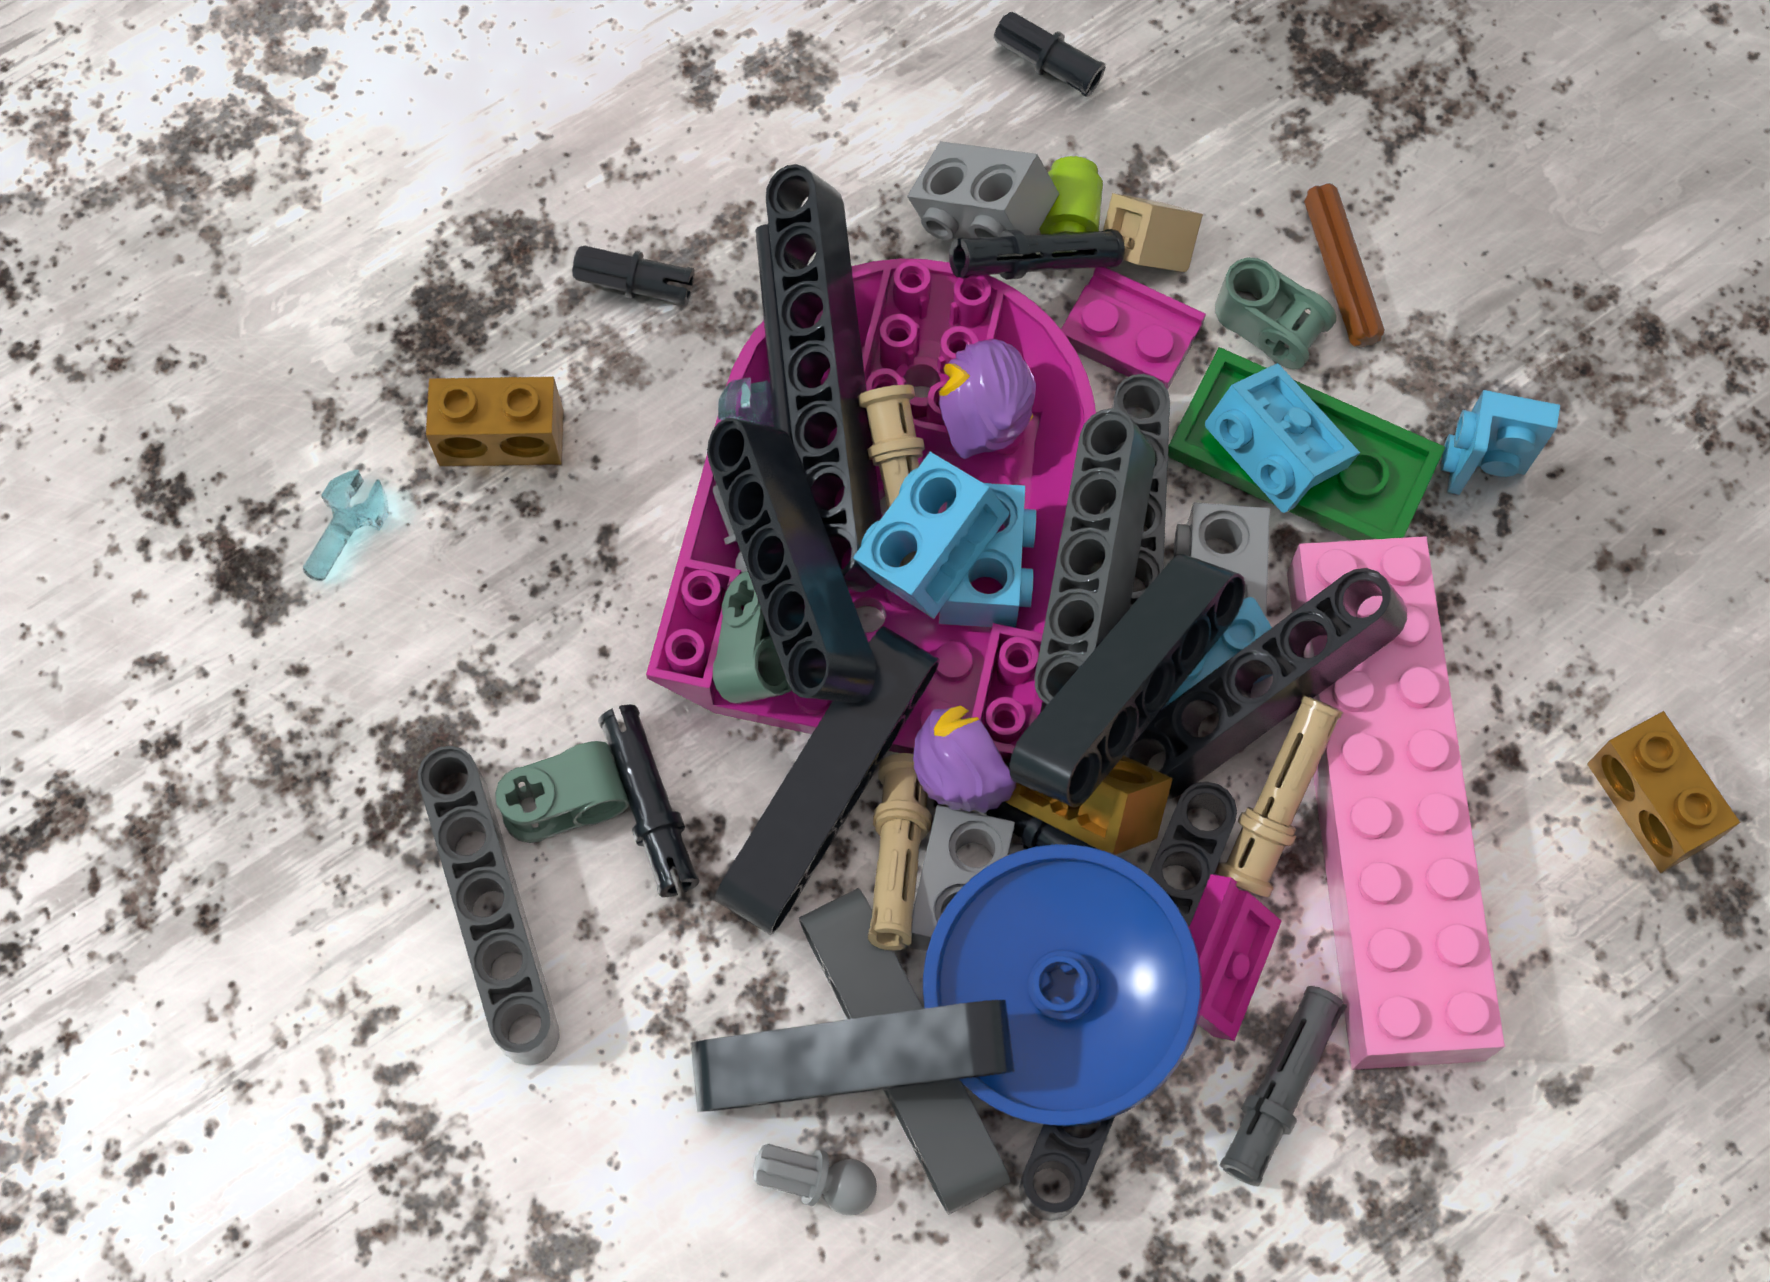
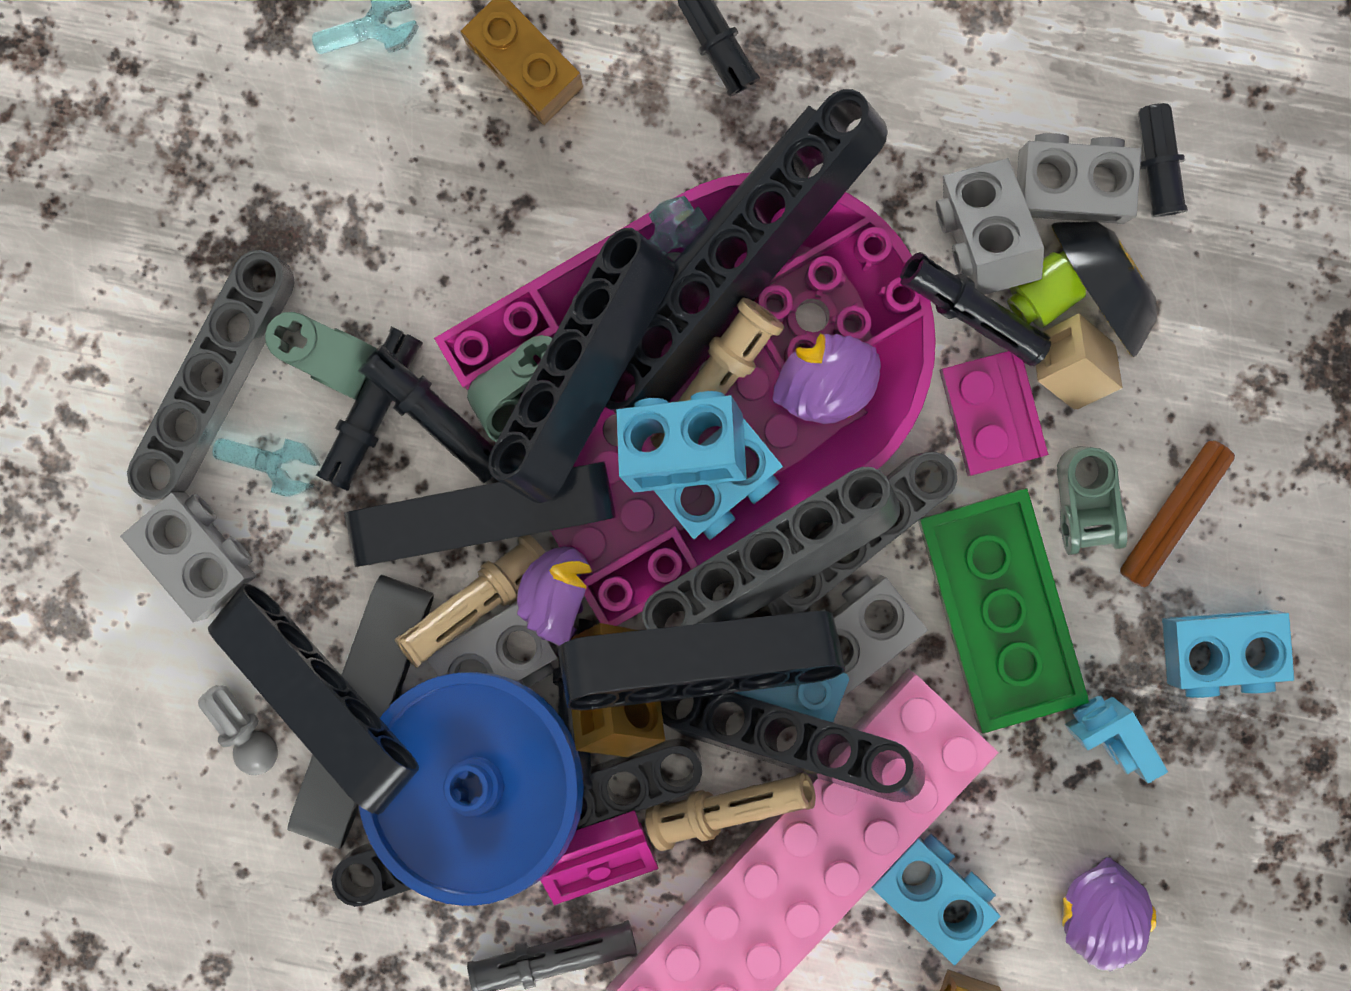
camera: 45 degrees right, 20 degrees up
(610, 929) = (269, 462): none -> clear light blue bar
(616, 1086) = (180, 566): none -> light grey brick
(694, 744) = (423, 405): none -> black pin
(1011, 121) = (1078, 195): none -> light grey brick
(1111, 145) = (1103, 270): none -> black piece
(1279, 436) = (989, 593): medium azure bracket -> none
(1489, 311) = (1227, 639): none -> medium azure brick
(1513, 721) = (925, 903): none -> medium azure brick
(1650, 588) = (1108, 916): none -> medium lavender hair

